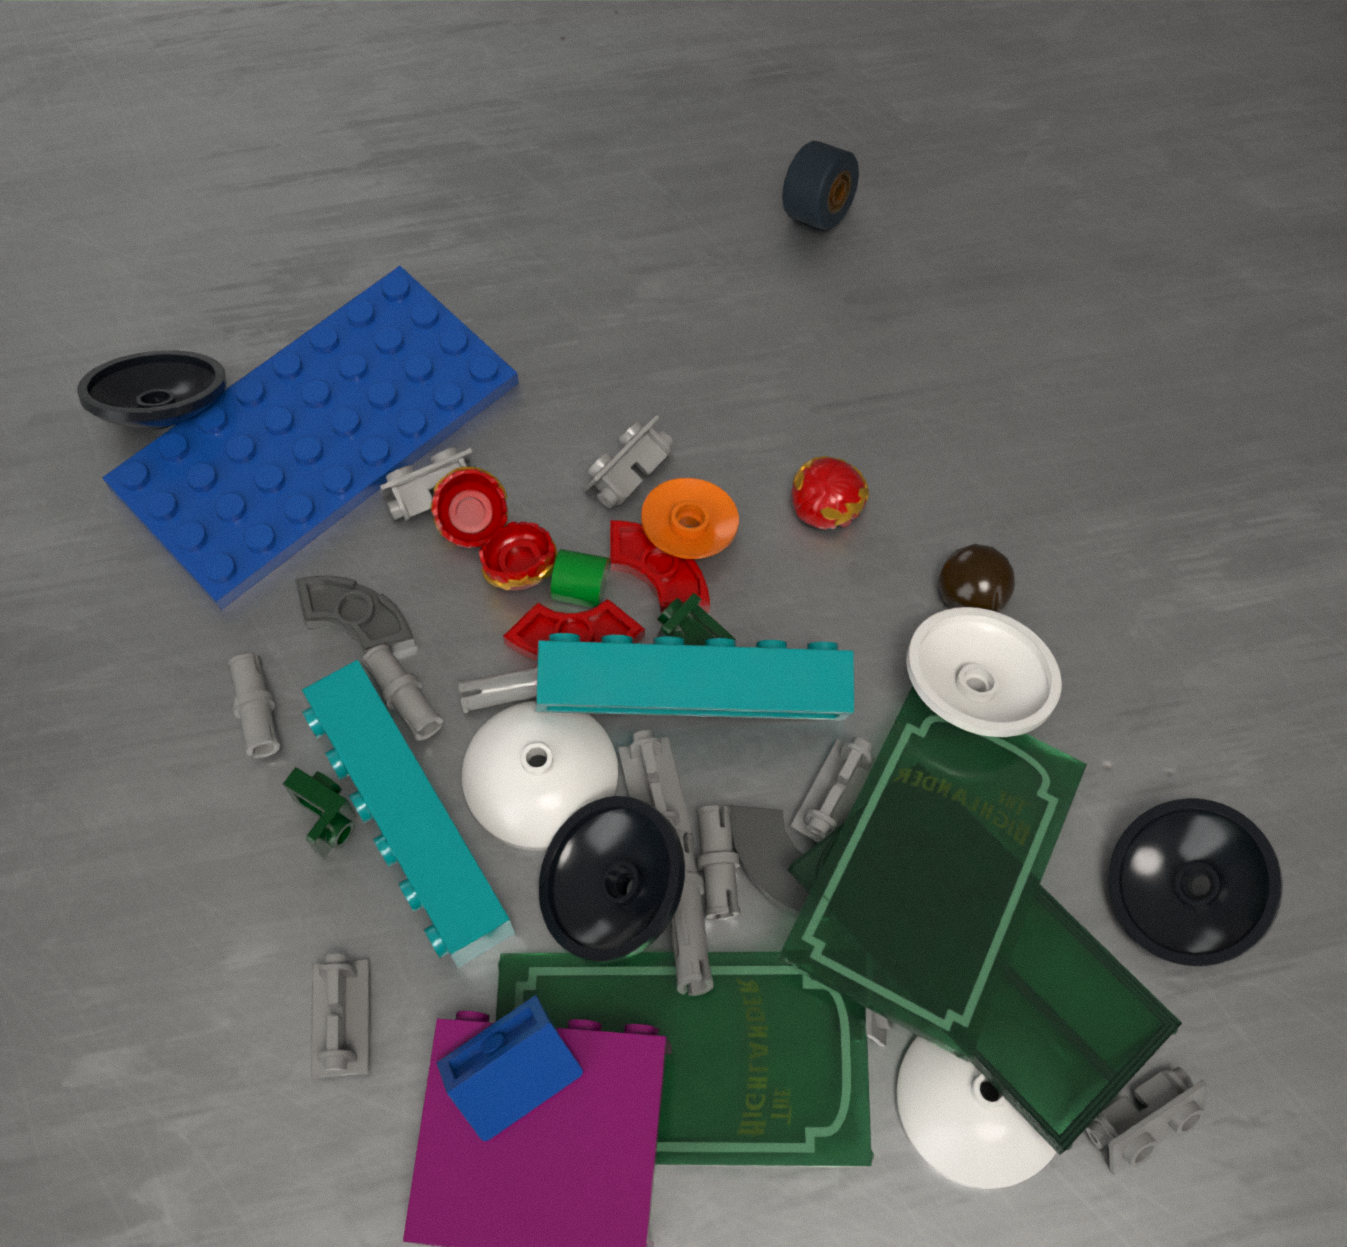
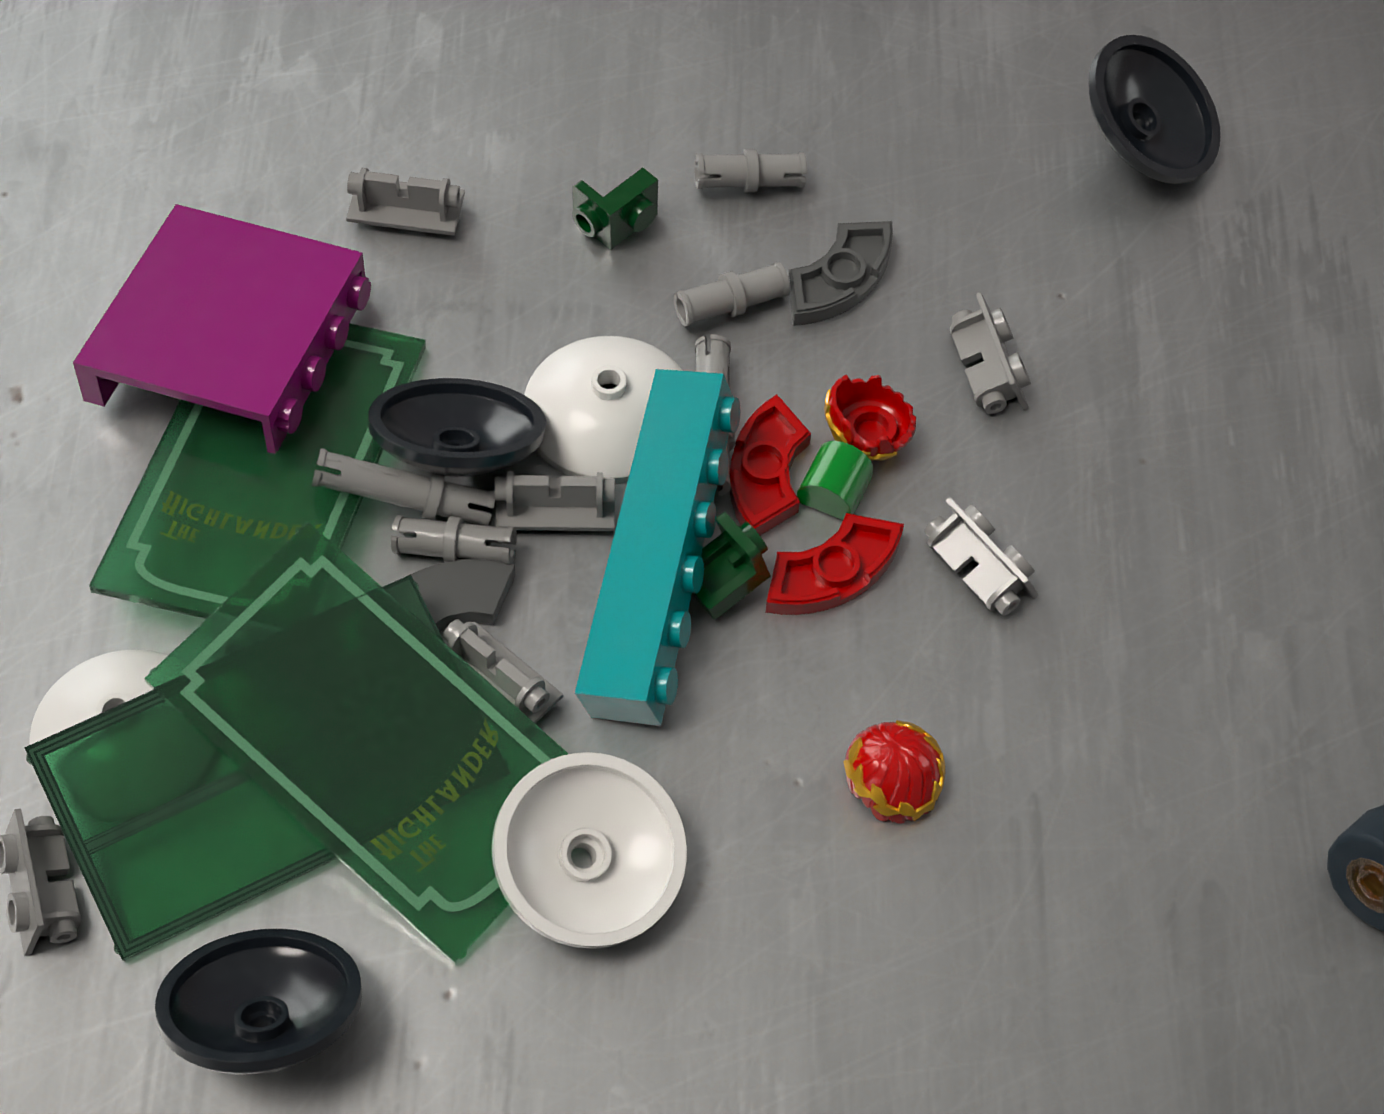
camera: 100 degrees right, 5 degrees down
(310, 435) = (1094, 273): blue plate -> none
(408, 813) = (589, 276): teal brick -> none
(469, 506) = (943, 380): red hair -> none
(508, 1069) = (284, 280): blue panel -> none
(692, 504) = (899, 580): orange dish -> none
(977, 578) = (729, 909): dark brown hair -> none

